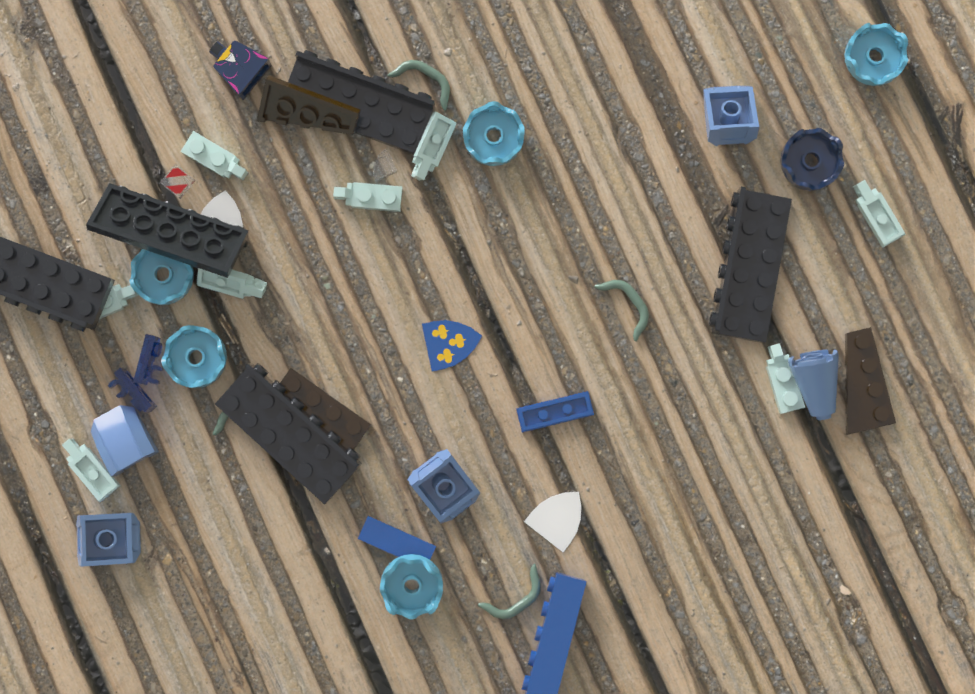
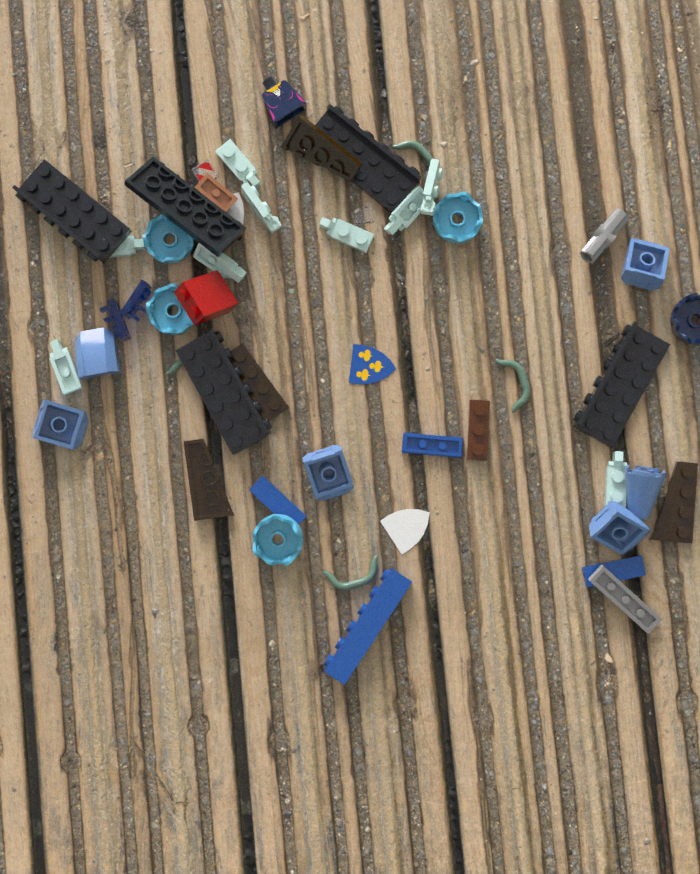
camera: 20 degrees right, 0 degrees up
(199, 200) = (216, 192): none -> nougat plate
(229, 330) = (205, 297): none -> red brick
(257, 201) = (260, 208): none -> light aqua hinge
(306, 554) = (206, 489): none -> dark brown wing
(451, 110) = (431, 188): none -> light aqua hinge
(602, 375) = (478, 430): none -> reddish brown plate
(671, 98) = (604, 236): none -> light grey piece
(803, 435) = (617, 528): none -> medium blue slope
(816, 486) = (621, 569): none -> blue tile
(840, 515) = (624, 599): none -> light grey plate

